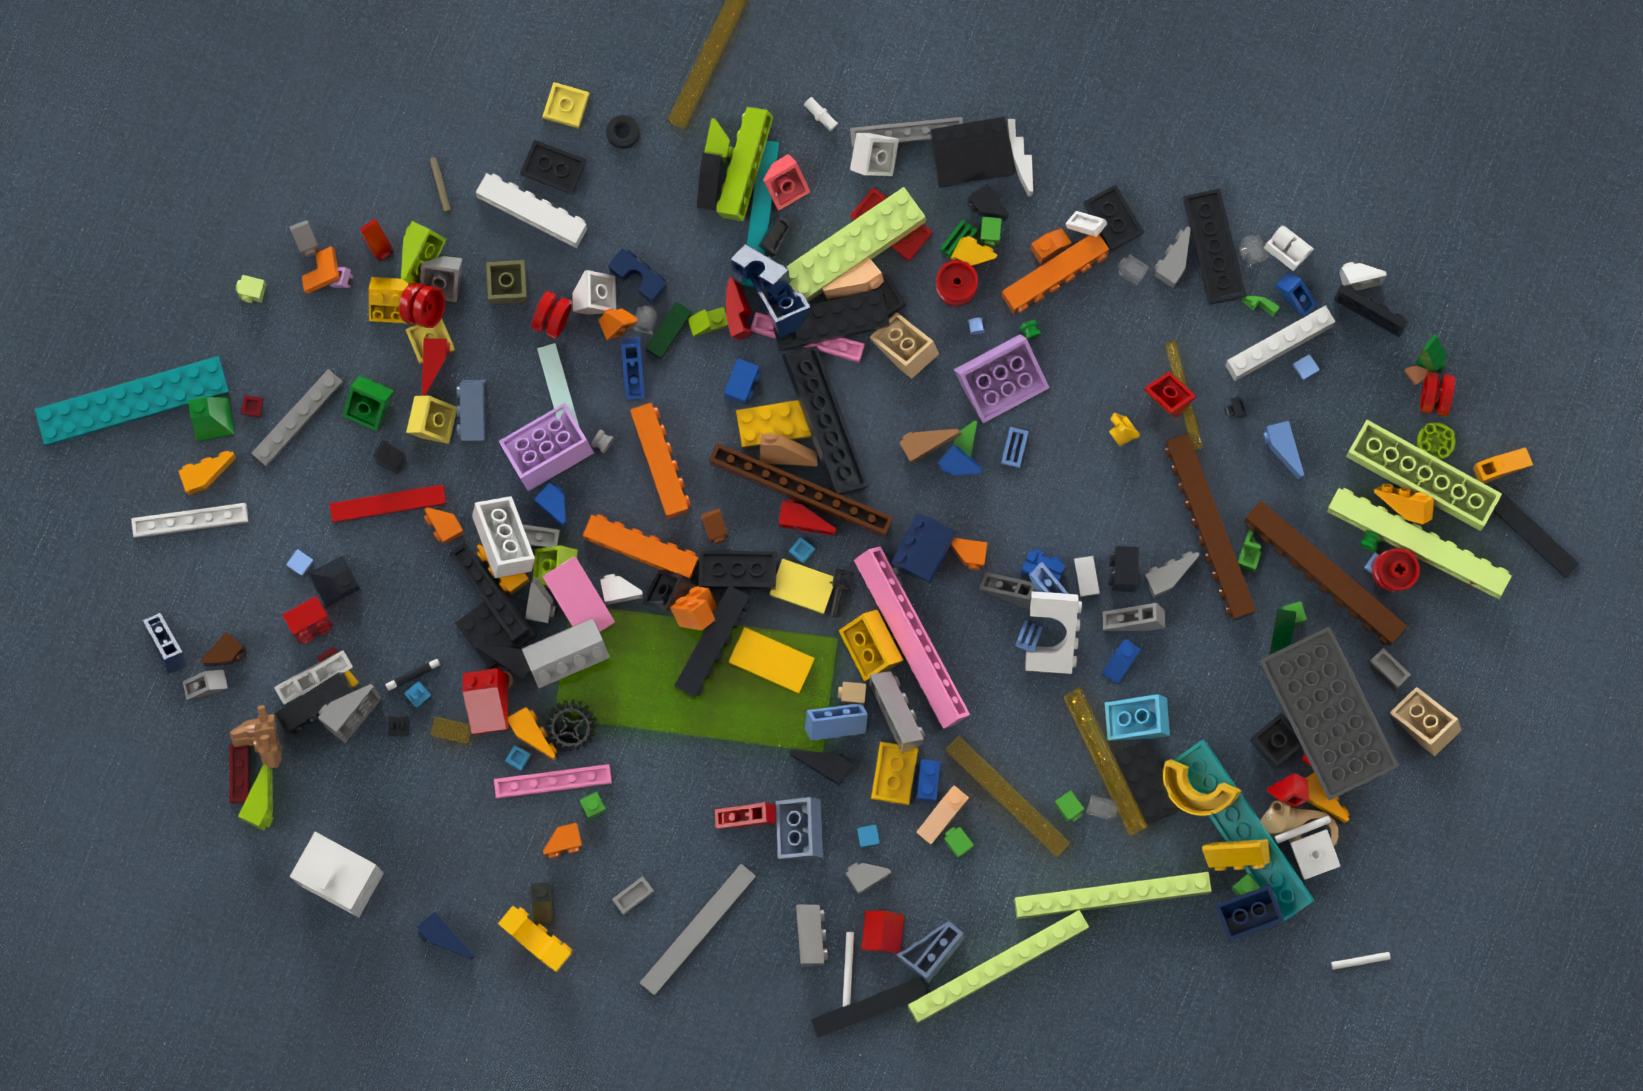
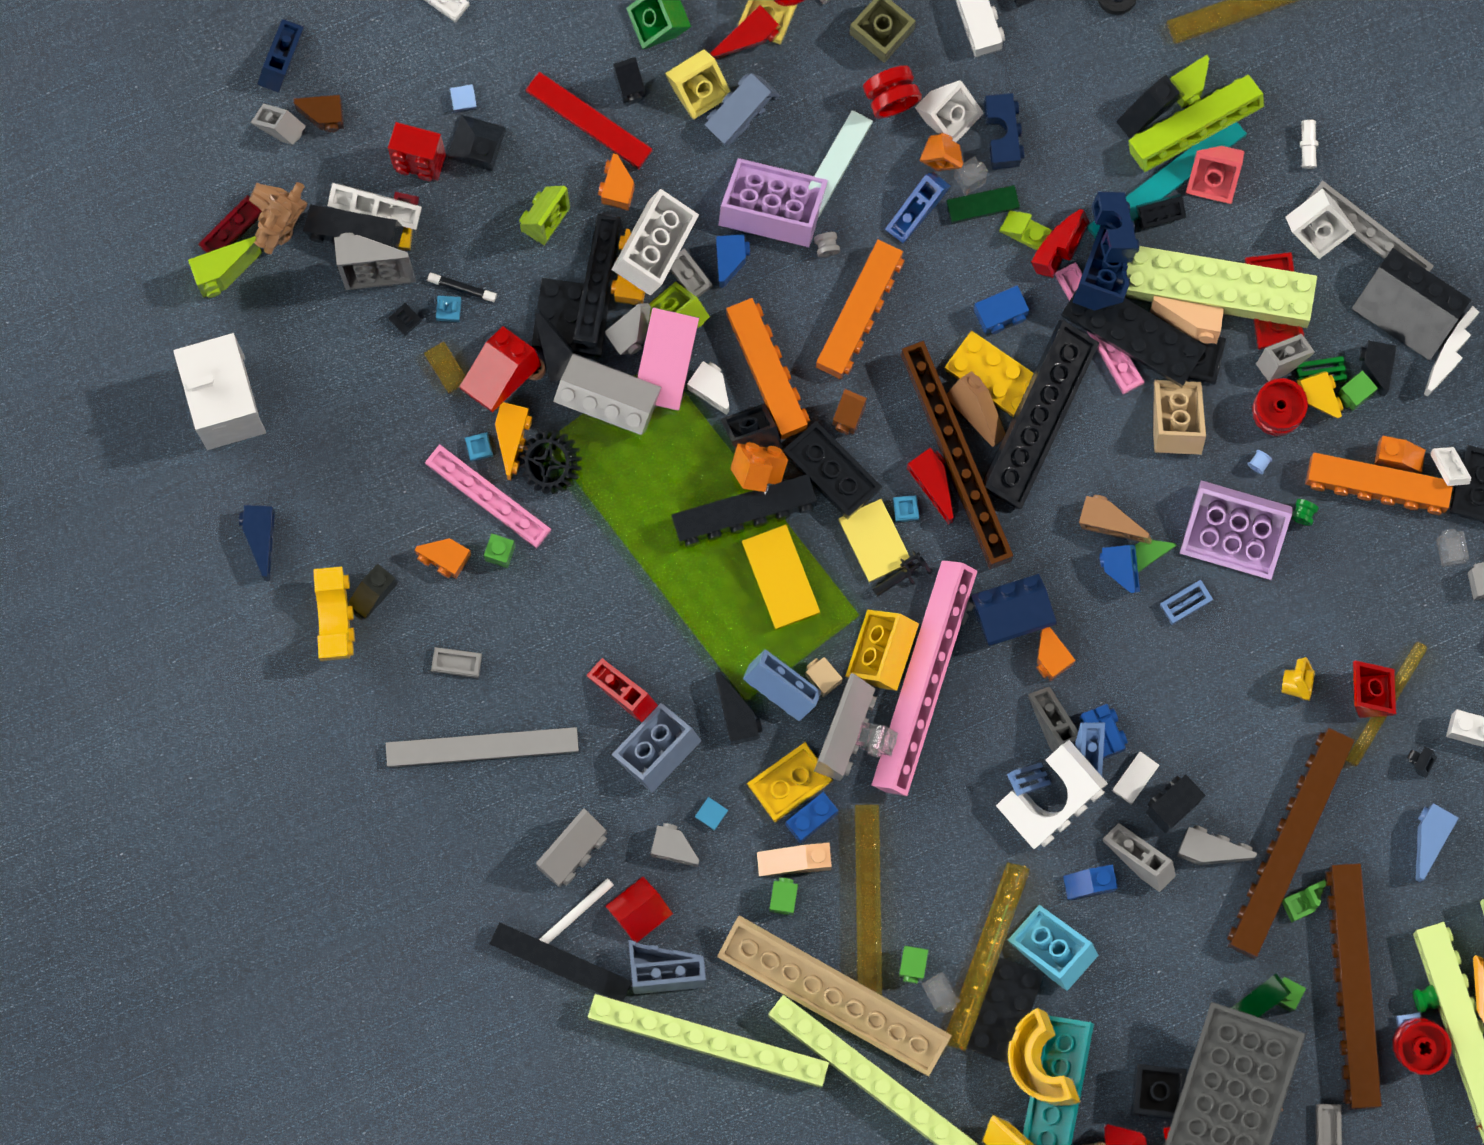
camera: 45 degrees right, 0 degrees up
(419, 583) = (546, 213): none -> lime slope
(921, 699) = (876, 739): none -> clear brick
(930, 252) = (1284, 357): none -> light grey slope
(1043, 869) = (834, 995): none -> tan plate

